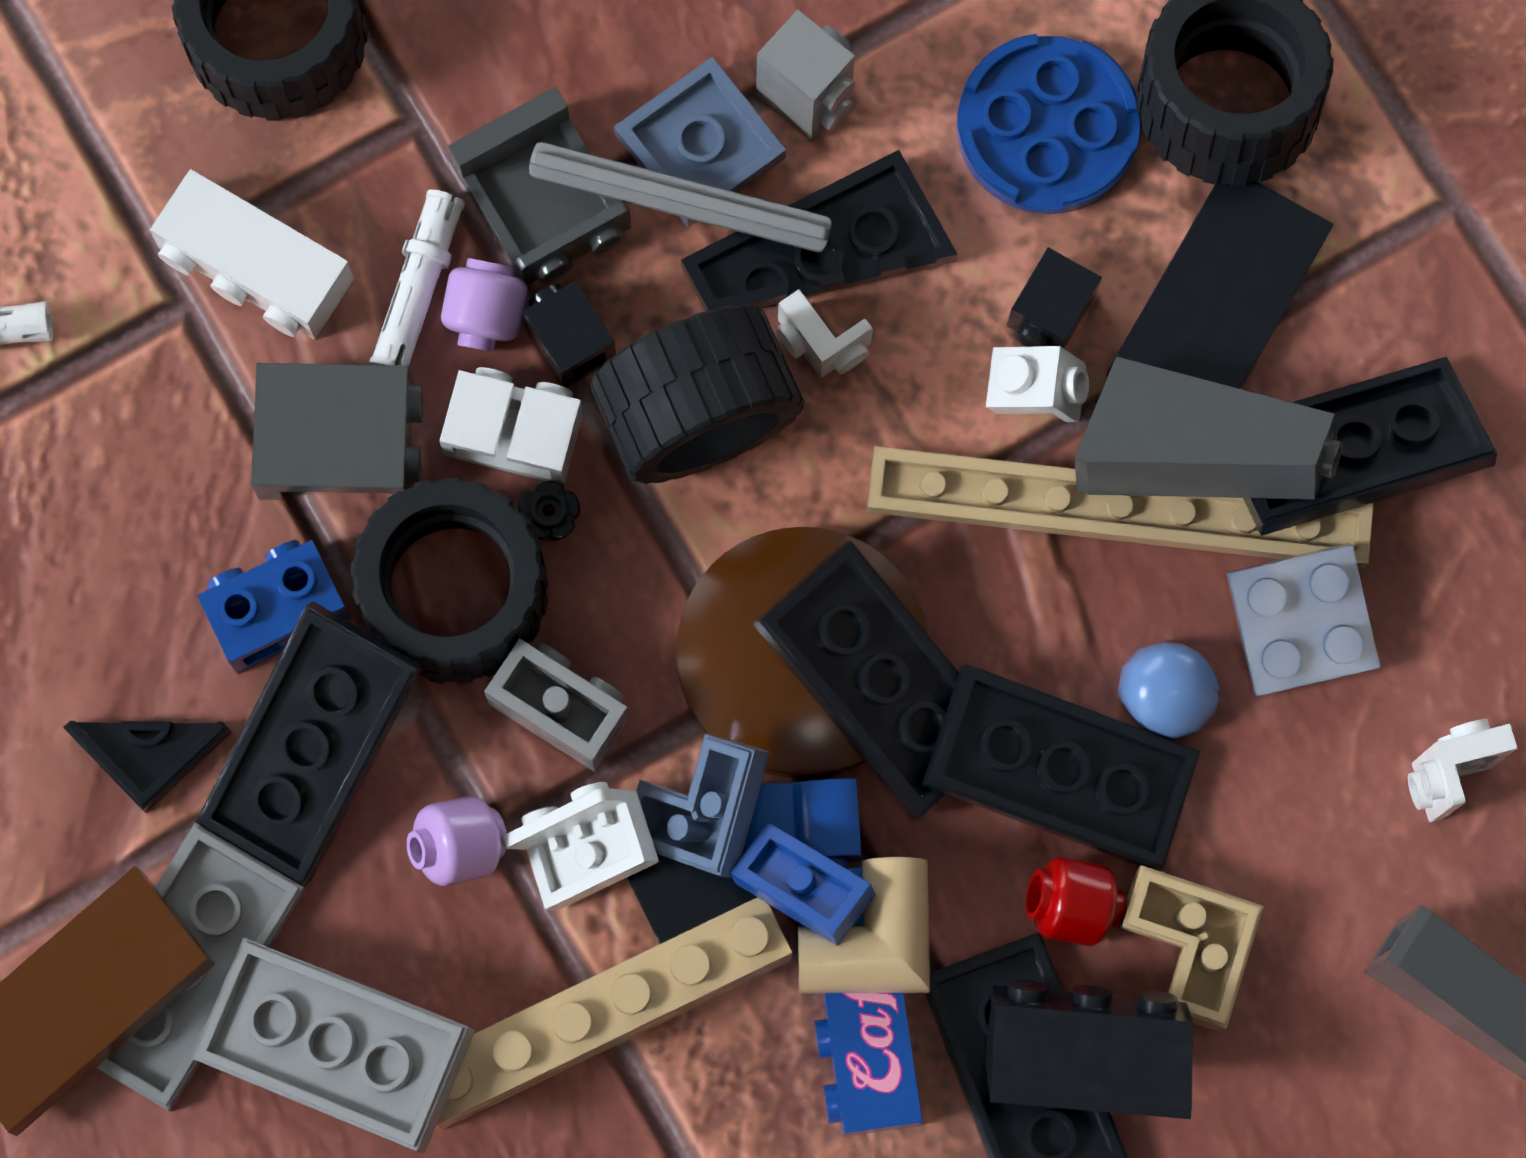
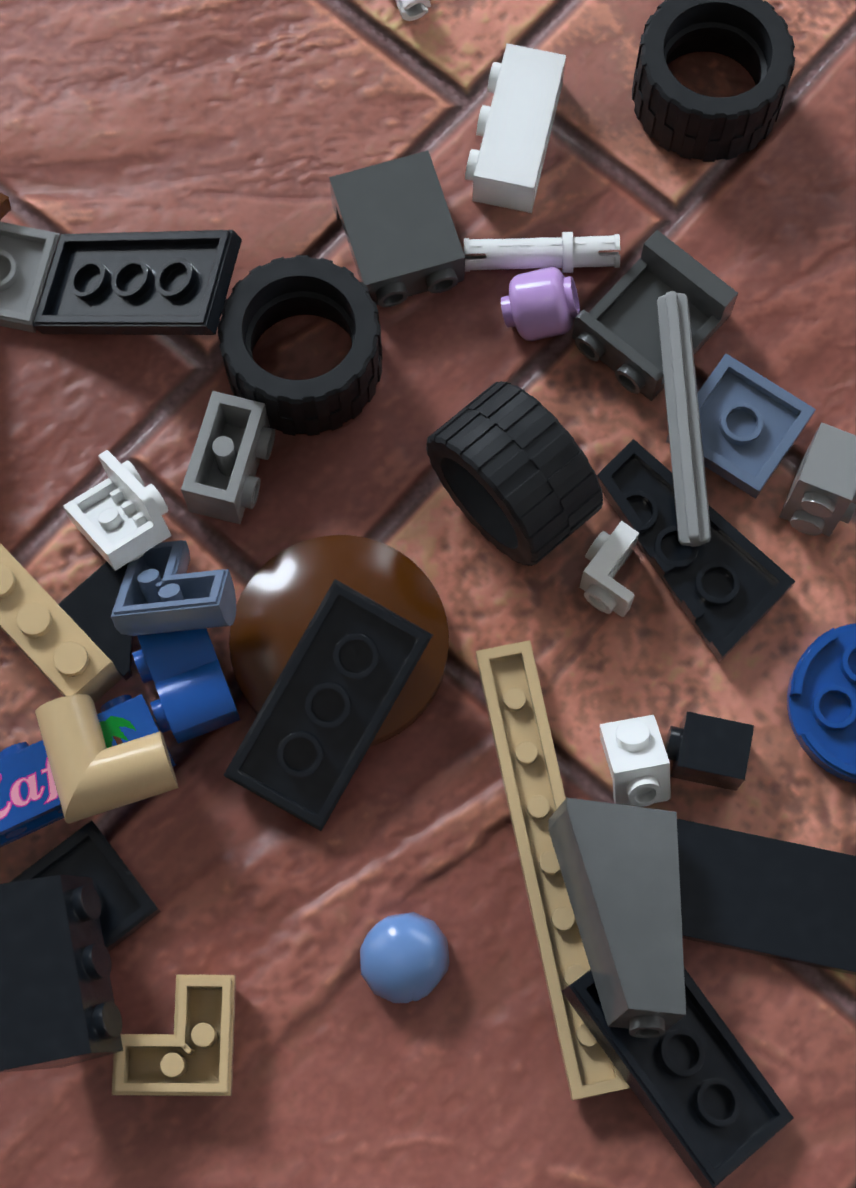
camera: 75 degrees right, 5 degrees down
(147, 755) = (102, 185): black tile -> none
(260, 607) = (243, 207): blue brick -> none
(456, 840) = (94, 418): lavender head -> none
(512, 426) = (448, 354): white piece -> none
(566, 510) = (395, 421): black plate -> none
(568, 332) = (544, 368): black brick -> none
(802, 883) = (123, 685): blue plate -> none
(1061, 768) = (302, 884): black tile -> none
(1074, 901) = (189, 929): red head -> none
(1303, 619) = (502, 1056): sand blue plate -> none

